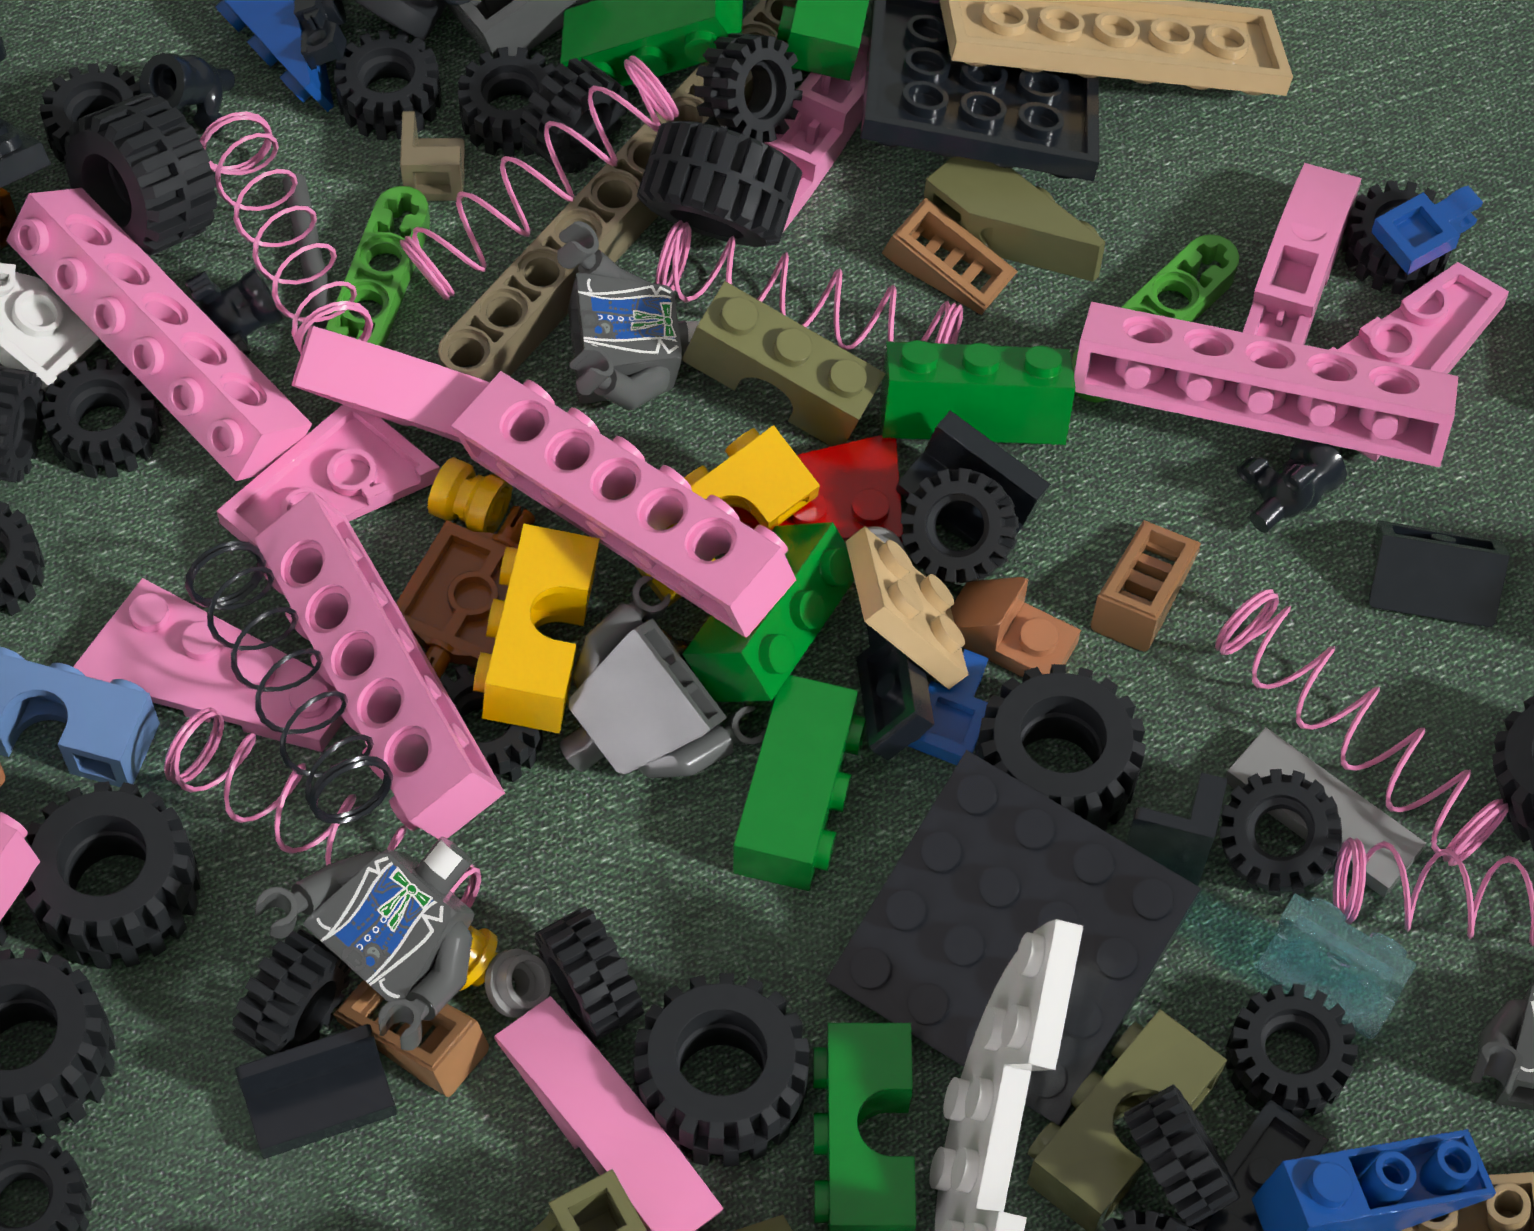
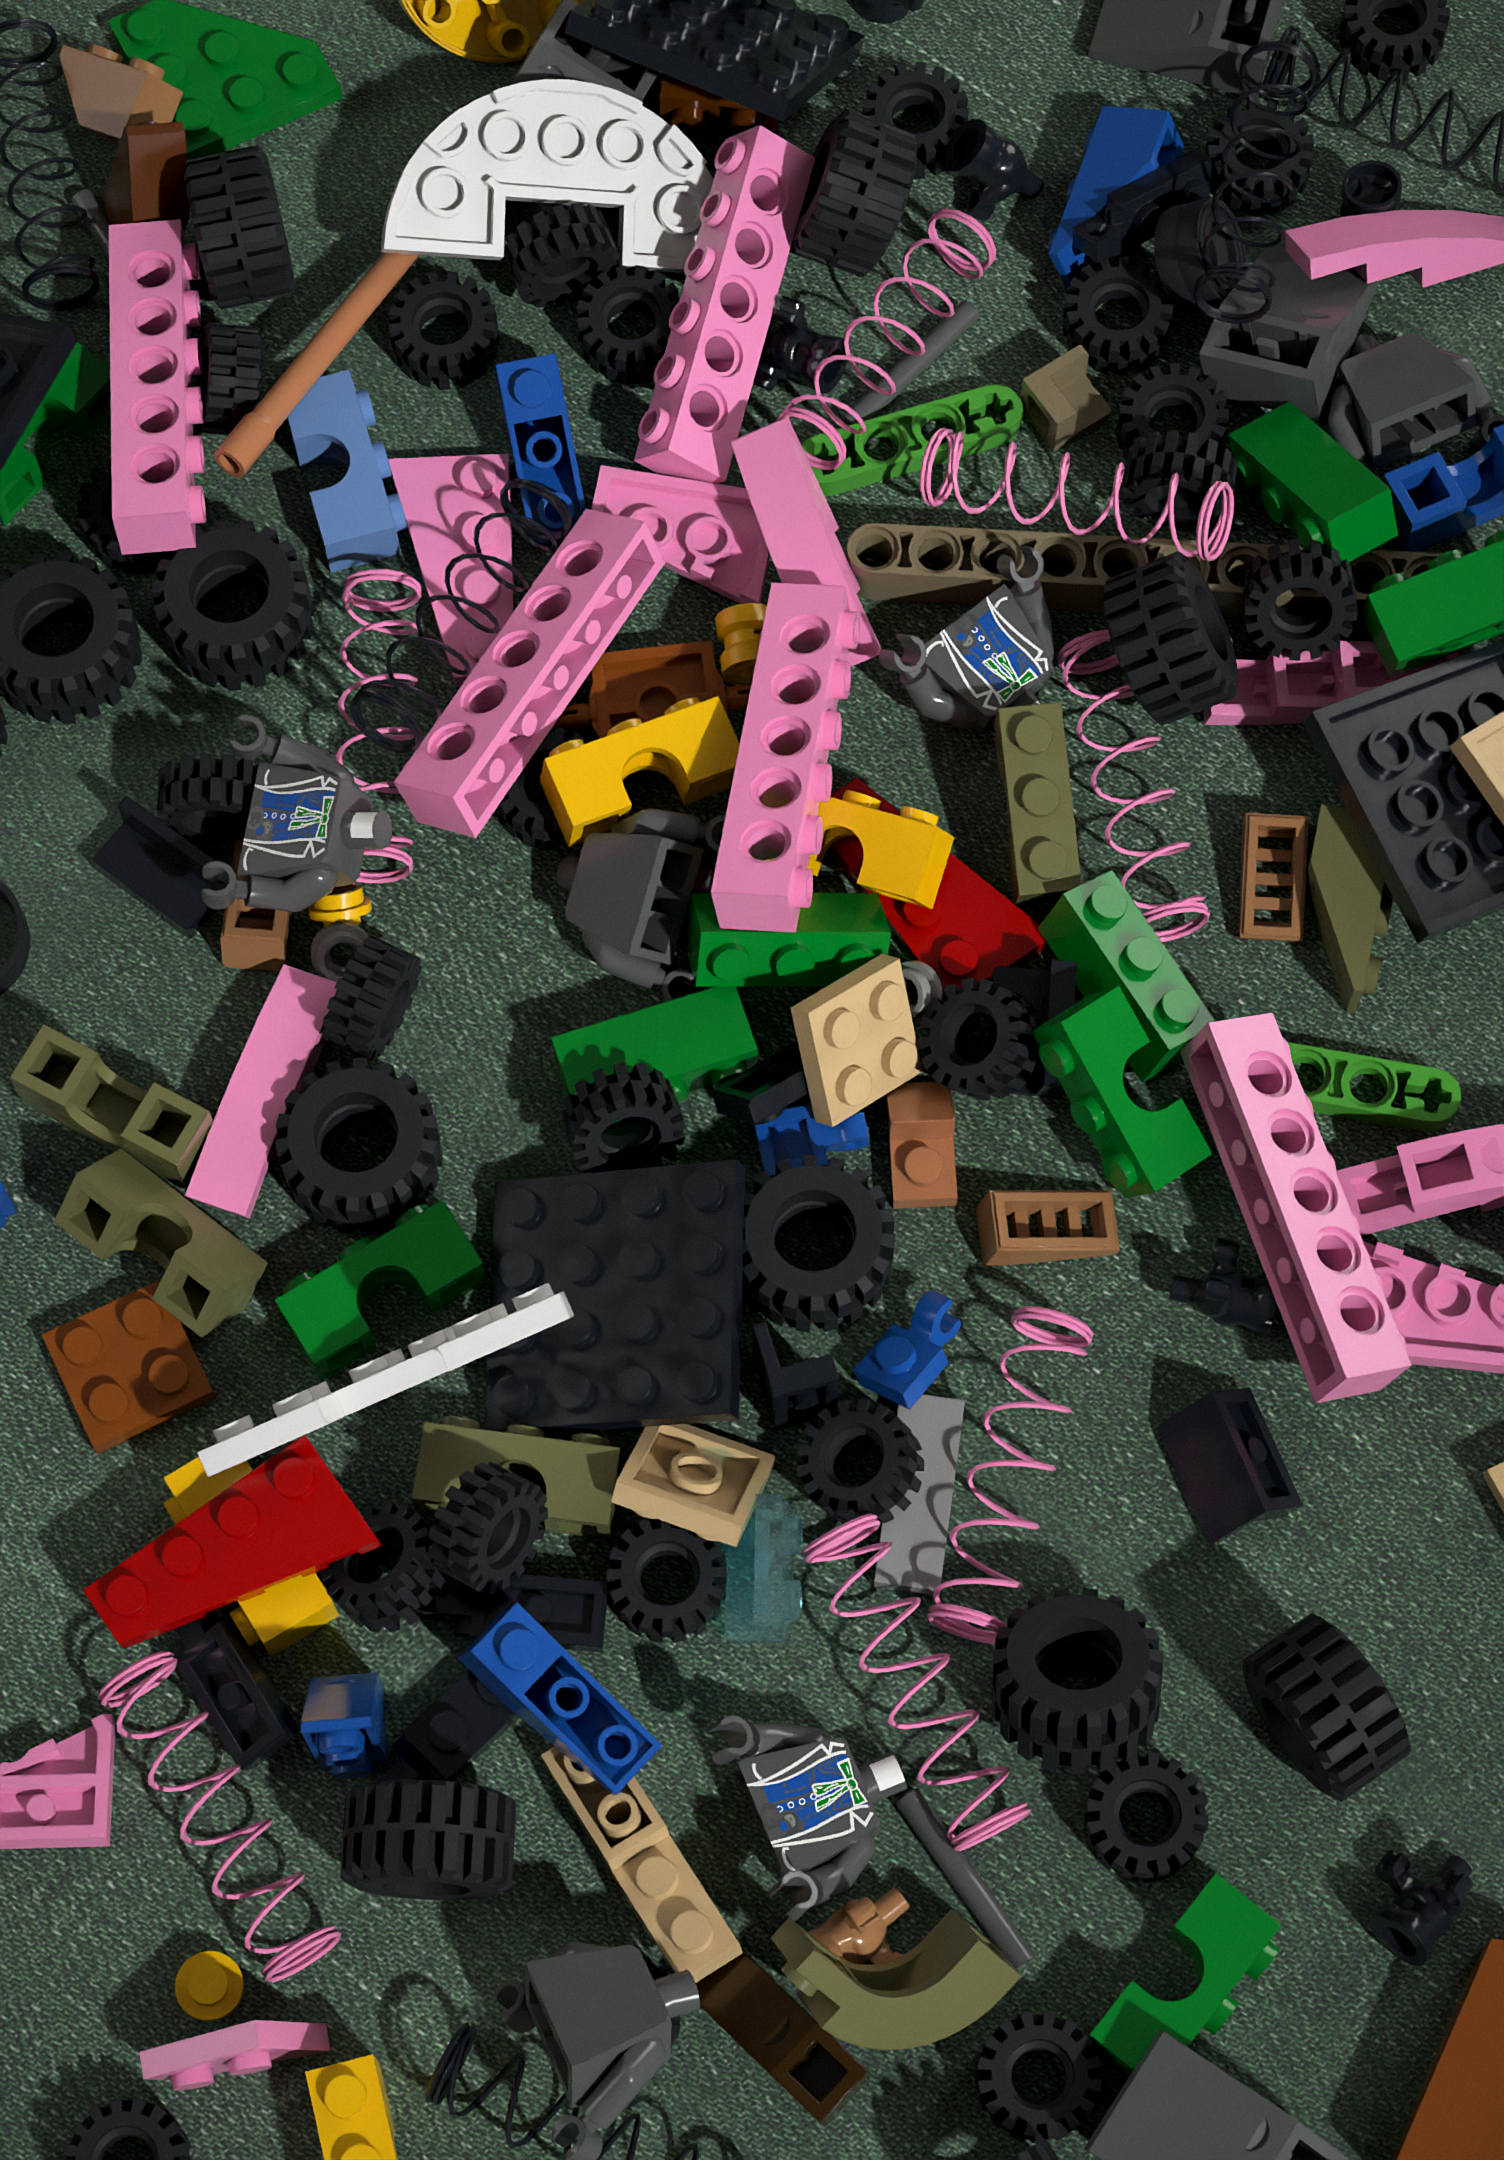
camera: 60 degrees right, 10 degrees up
(143, 538) = (540, 437): none -> blue slope
(853, 833) = (617, 1098): none -> black tyre
(1041, 444) = (1088, 1055): none -> green arch
(1202, 742) = (911, 1359): none -> blue plate
(1226, 969) = (694, 1481): none -> tan plate

